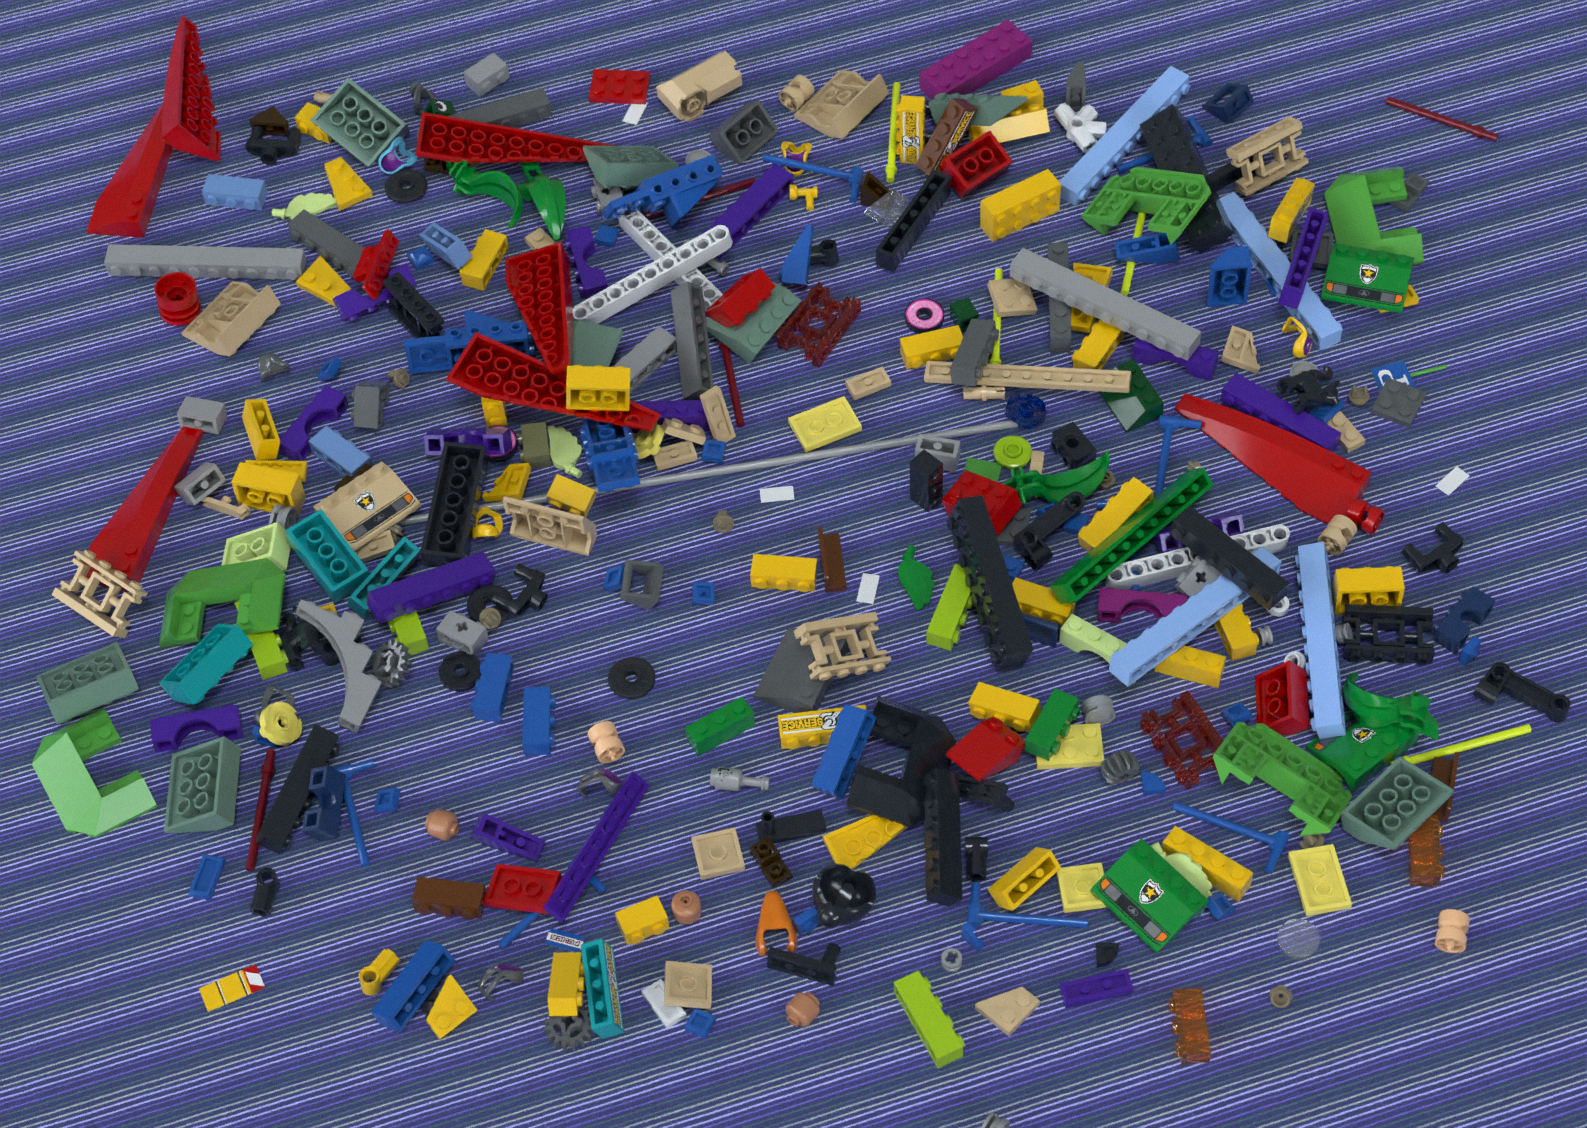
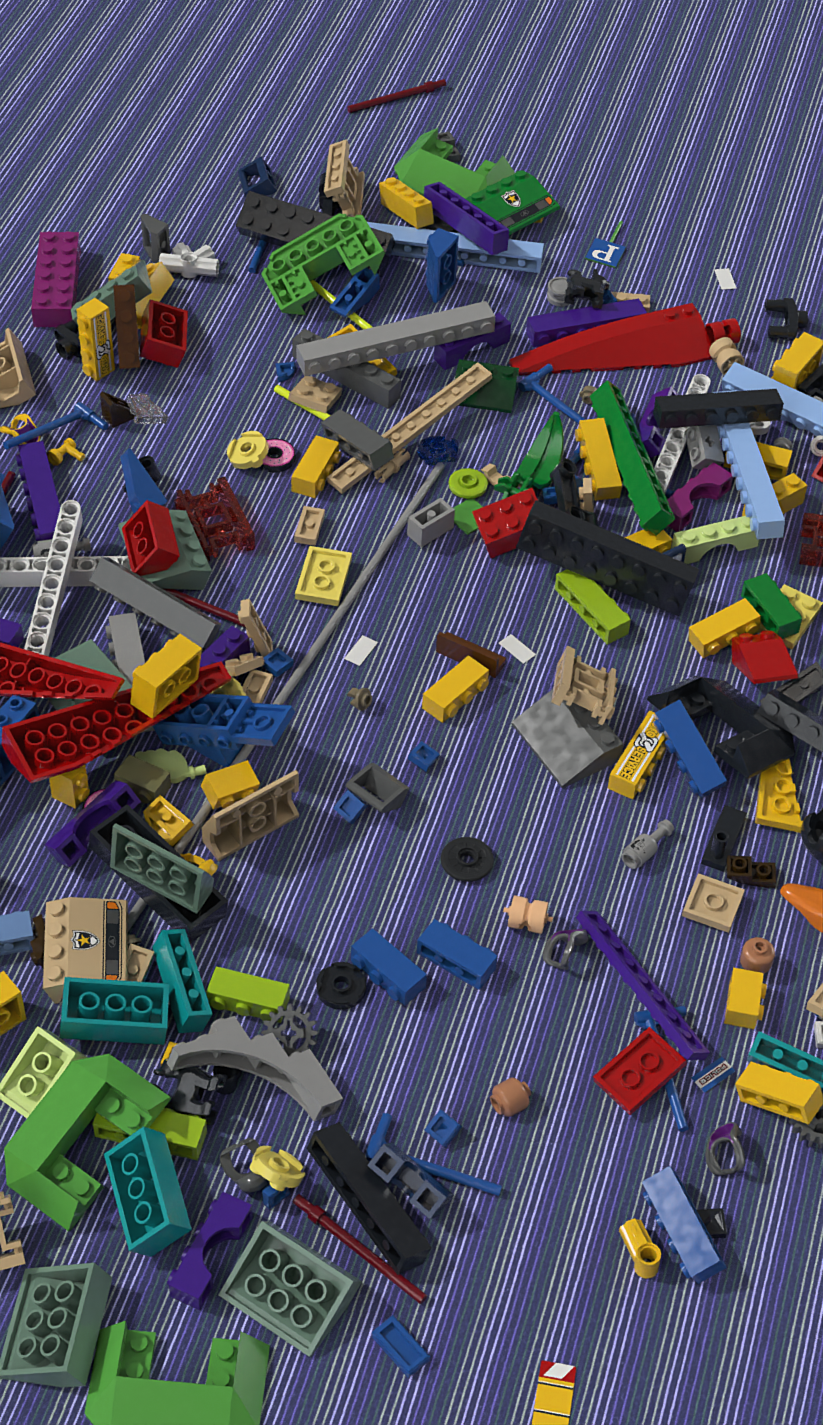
camera: 60 degrees left, 5 degrees down
(265, 893) = (469, 1300): black piece -> none
(283, 515) = (24, 1024): light grey wheel -> none
(430, 587) = (237, 946): dark purple brick -> none
(441, 496) = (159, 869): none -> sand green slope
(449, 898) = (601, 1138): reddish brown brick -> none
(449, 1008) = (730, 1208): yellow wing -> none
(462, 633) = (303, 956): light grey brick -> none
(481, 596) = (287, 905): black wheel -> none
(490, 617) = (310, 922): dark tan plate -> none
(506, 838) = (567, 1053): dark purple slope -> none
(530, 595) = (309, 879): black connector -> none
(720, 726) = (581, 823): green brick -> none
(891, 169) = (98, 387): neon yellow bar -> none
(906, 296) = (254, 457): none -> light yellow plate
(913, 221) = (176, 402): black brick -> none
(916, 579) = (538, 613): green animal -> none
(926, 481) = (463, 539): black brick -> none
(962, 312) = (302, 429): dark green brick -> none
(1020, 205) = (235, 333): yellow brick -> none
(1057, 536) = (586, 494): none -> tan plate
(1073, 446) = (502, 444): black brick -> none
(1098, 346) = (417, 376): yellow brick -> none
(1098, 710) = (778, 572): light grey wheel -> none
(1122, 136) = (227, 247): light blue brick -> none
(1240, 350) = (503, 305): tan wing -> none
(1303, 344) = (534, 276): yellow piece -> none
(1358, 396) = (608, 273): dark tan plate -> none
(1398, 402) = (631, 261): dark grey plate -> none

